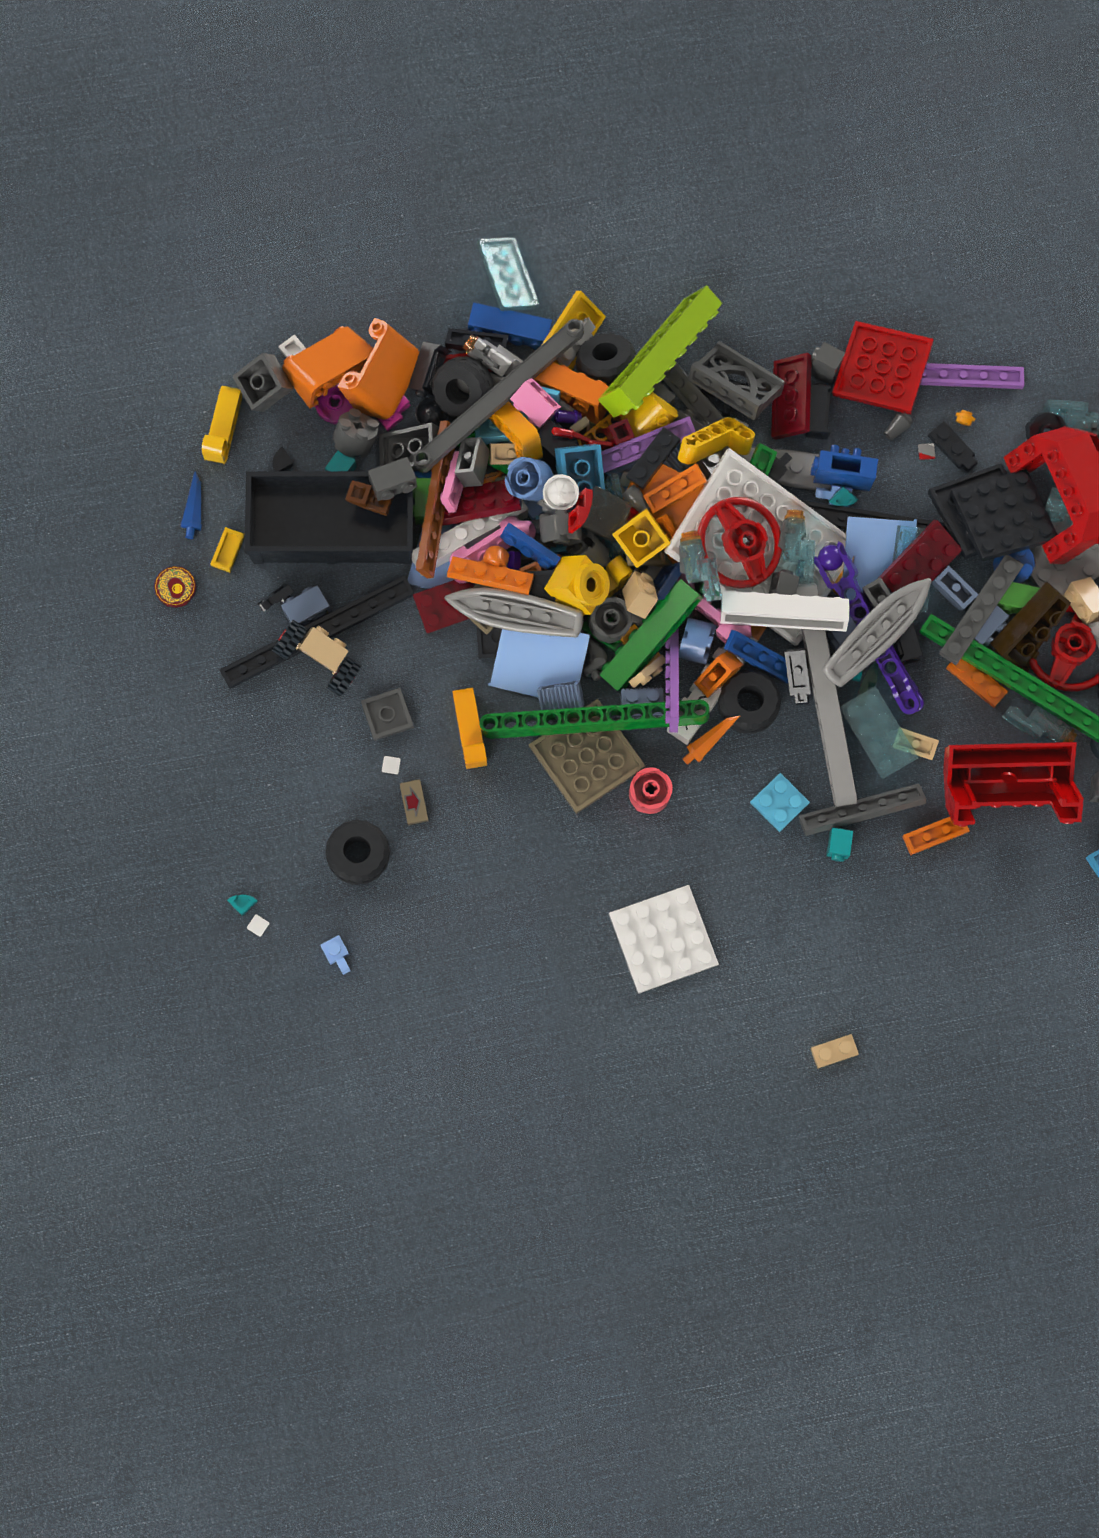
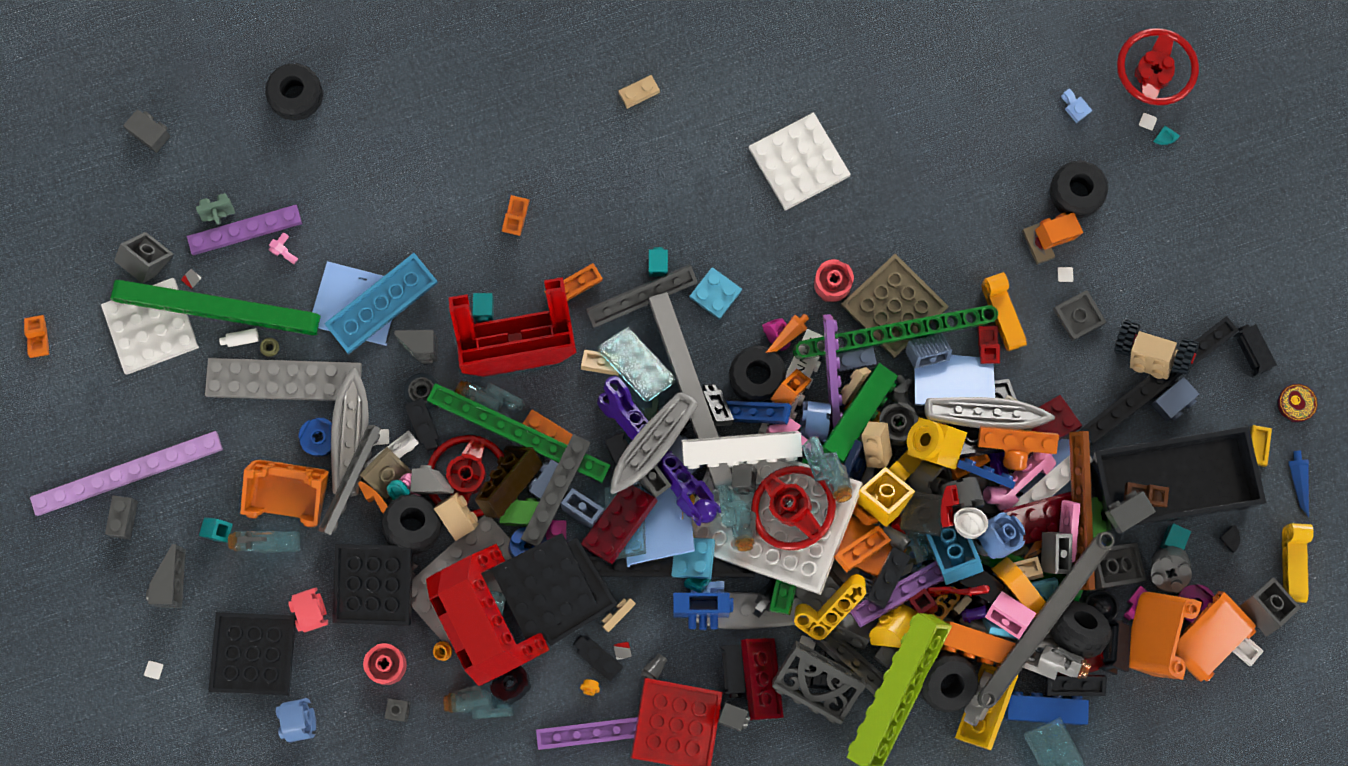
camera: 175 degrees right, 0 degrees up
(206, 646) = (1255, 349): none -> black window
(245, 965) = (1160, 60): none -> red piece
(278, 595) = (1203, 407): black plate -> none
(390, 808) = (1059, 230): none -> orange brick
(492, 695) = (988, 345): none -> red slope
(723, 750) = (773, 329): none -> dark pink rock
(837, 516) = (696, 563): none -> medium azure plate
(932, 479) = (611, 620): none -> tan plate
(981, 574) = (556, 528): none -> dark pink plate
(991, 925) = (515, 215): none -> orange slope
(1038, 824) = (483, 307): none -> teal brick

